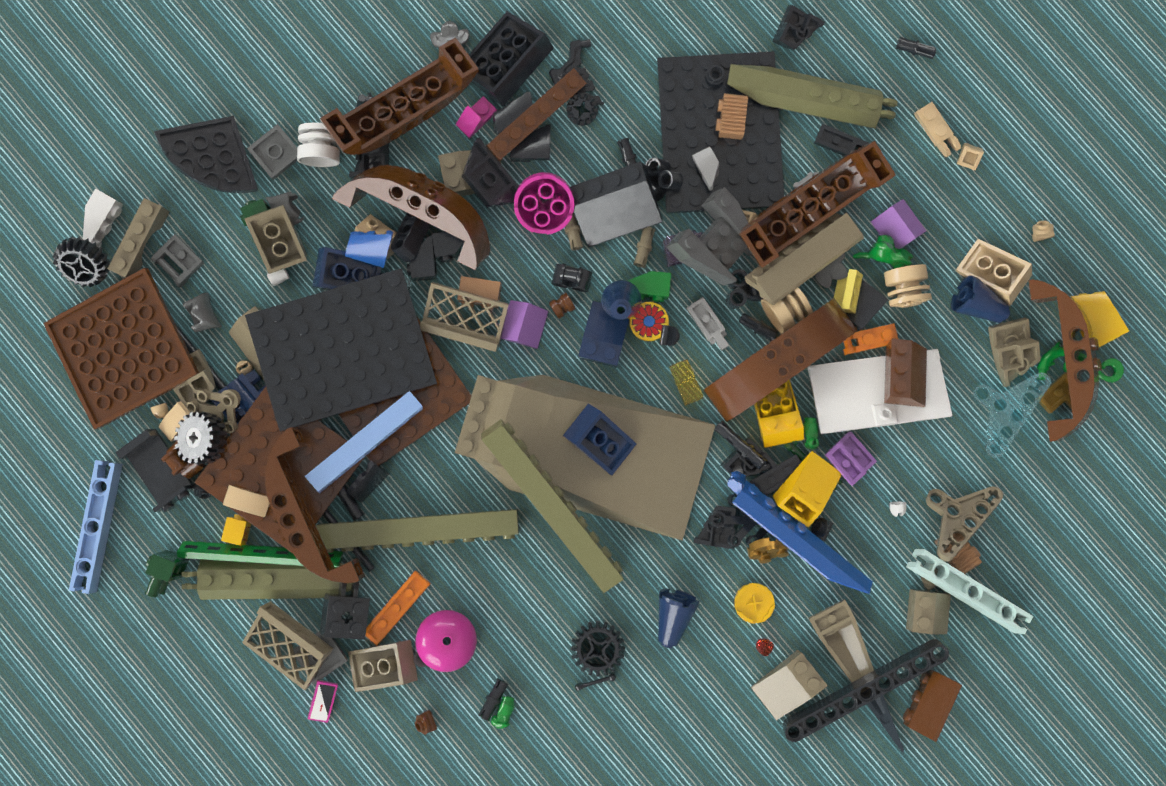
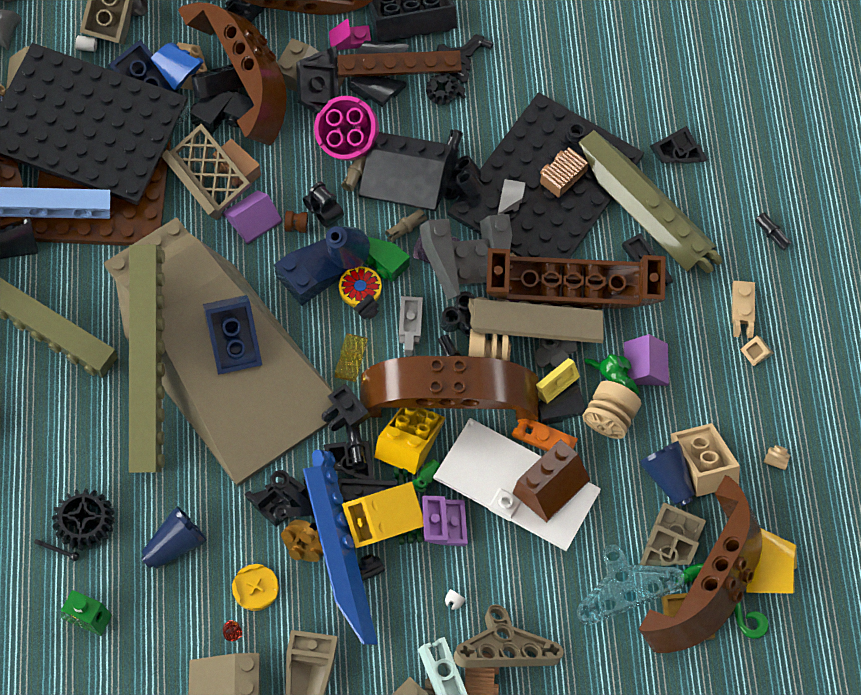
camera: 30 degrees right, 20 degrees down
(655, 714) = (83, 612): none -> green torso
(721, 426) = (348, 406): none -> black hinge

